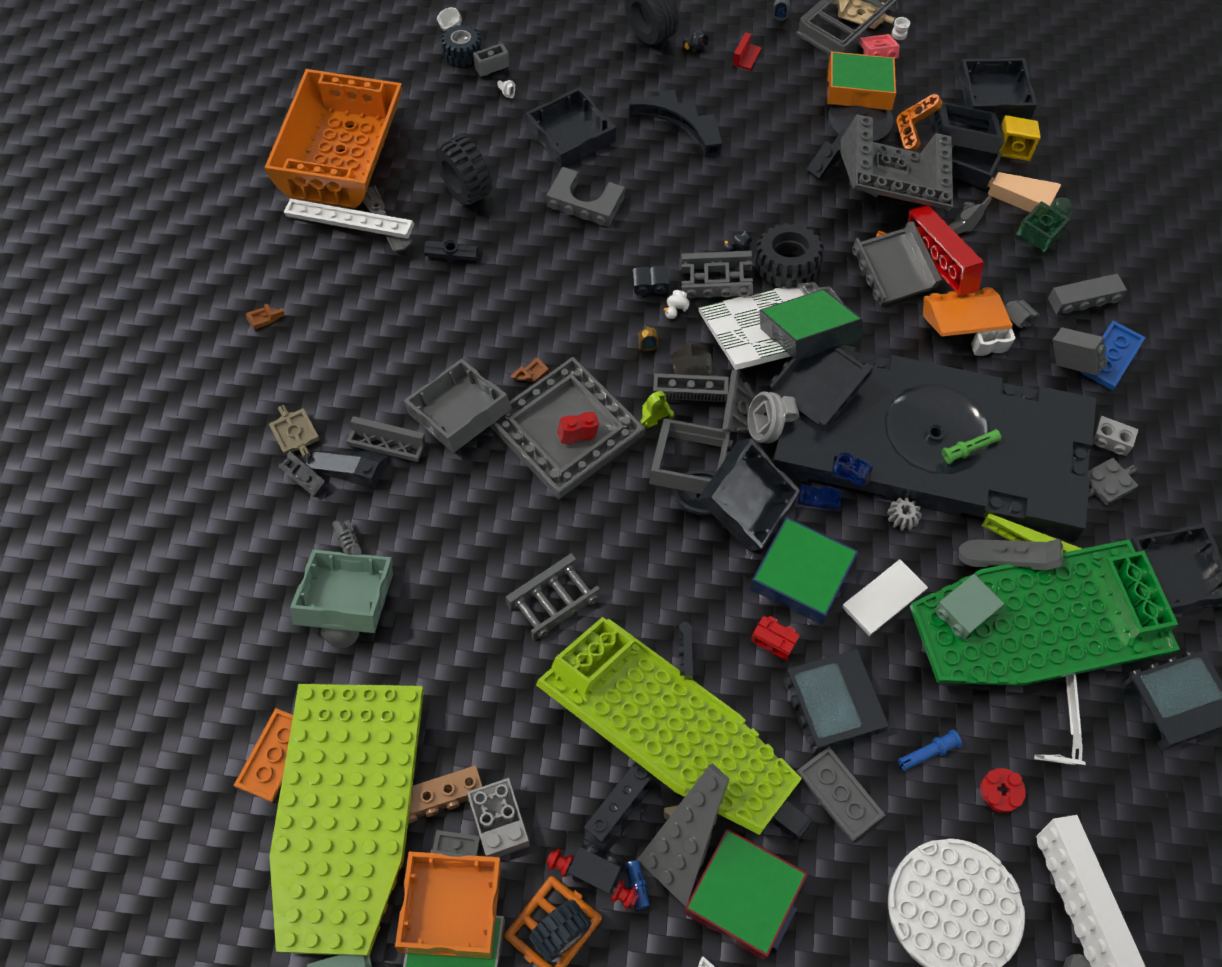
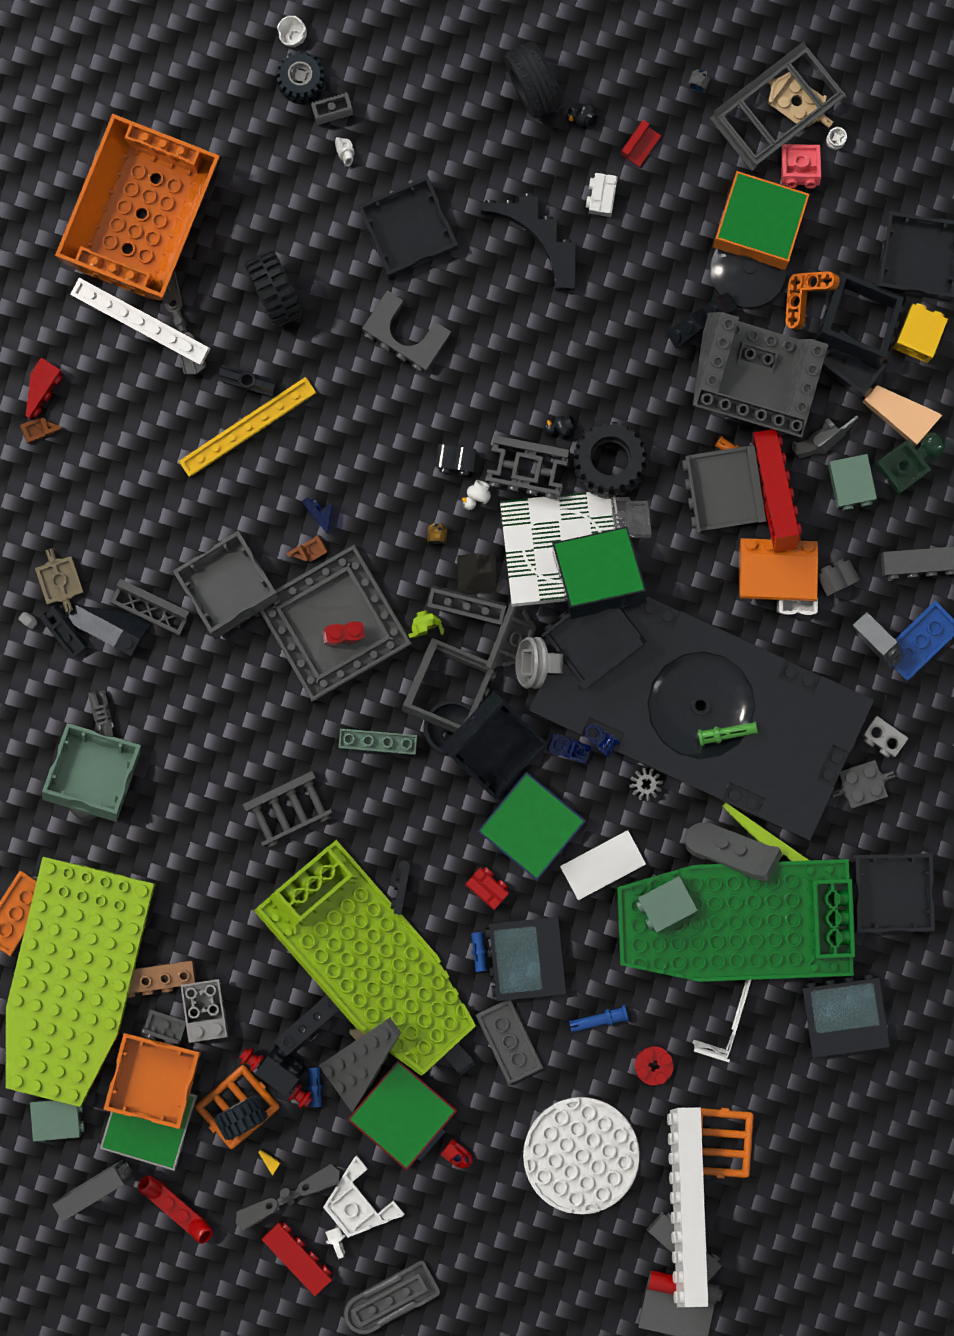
camera: 10 degrees right, 25 degrees up
(263, 279) = (41, 383): none -> red slope
(265, 470) = (28, 620): none -> light grey tile
(456, 288) = (247, 427): none -> yellow tile
(535, 341) = (322, 517): none -> clear blue slope
(631, 519) = (377, 741): none -> sand green brick
(726, 86) = (603, 194): none -> white brick
(783, 704) = (479, 951): none -> blue pin
(817, 933) = (457, 1154): none -> red rock
(1003, 245) = (852, 482): none -> sand green brick
(1129, 848) = (746, 1135): none -> orange bar

